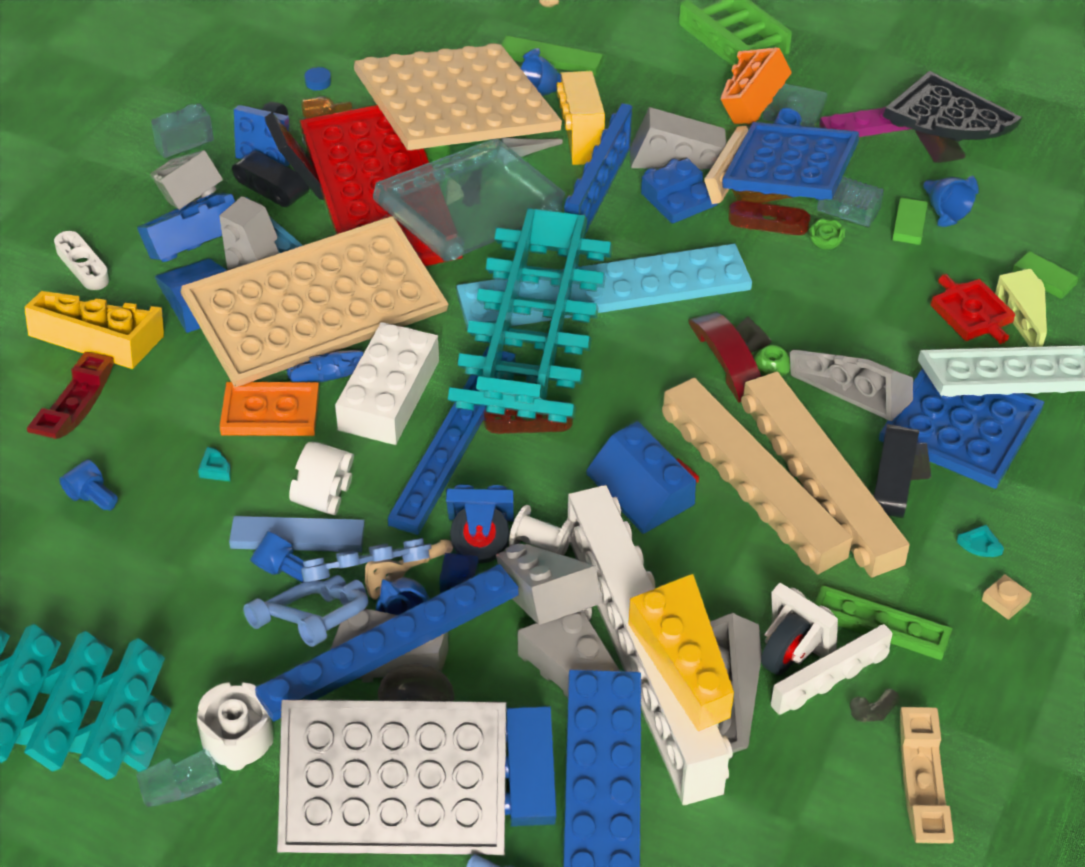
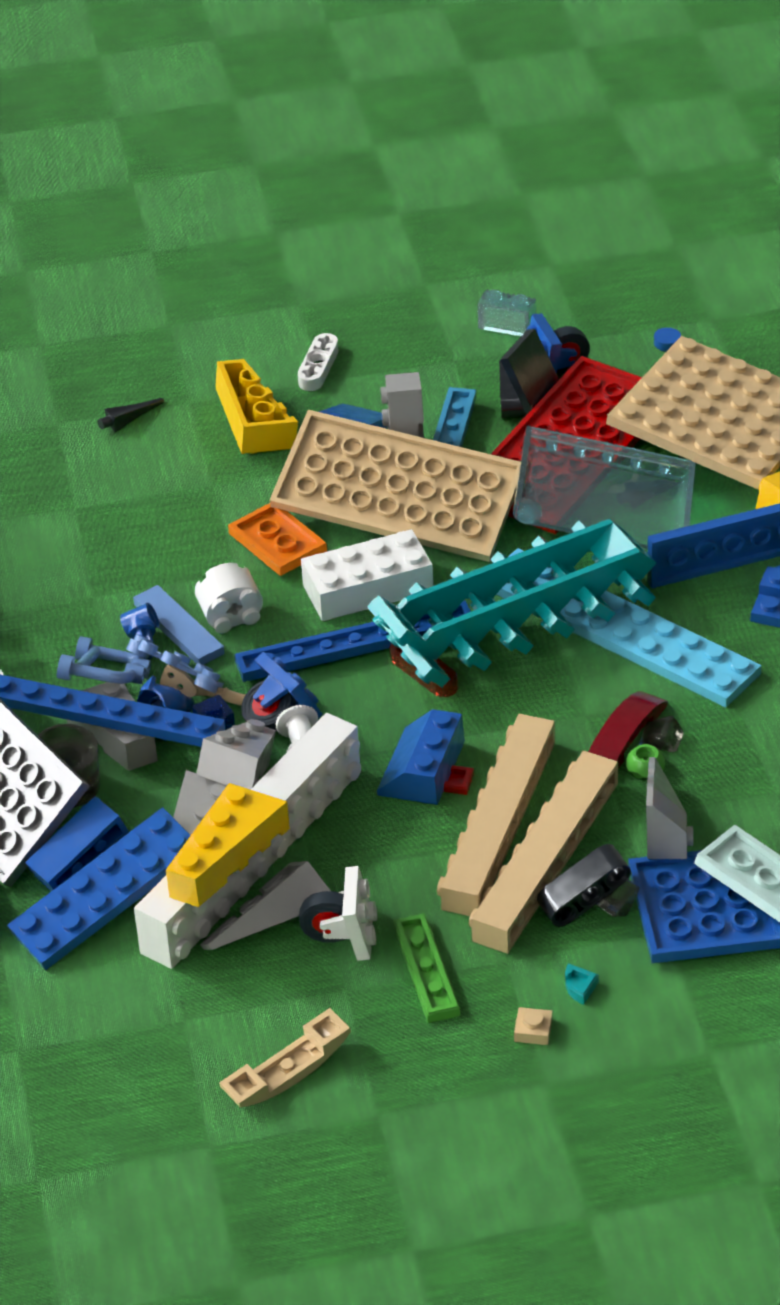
camera: 55 degrees right, 5 degrees down
(76, 400) = (177, 451): dark red slope -> none
(86, 483) = (109, 503): blue axle -> none
(185, 227) = (373, 374): wedge -> none
(186, 178) = (432, 344): light grey wedge -> none
(214, 466) = (197, 549): teal tile -> none
(322, 106) = (629, 361): clear orange piece -> none
(326, 367) = (341, 533): blue hinge -> none
(528, 146) = (723, 486): light grey piece -> none
(829, 670) = (340, 959): white plate -> none
(874, 711) = (322, 1001): clear smoke arm -> none

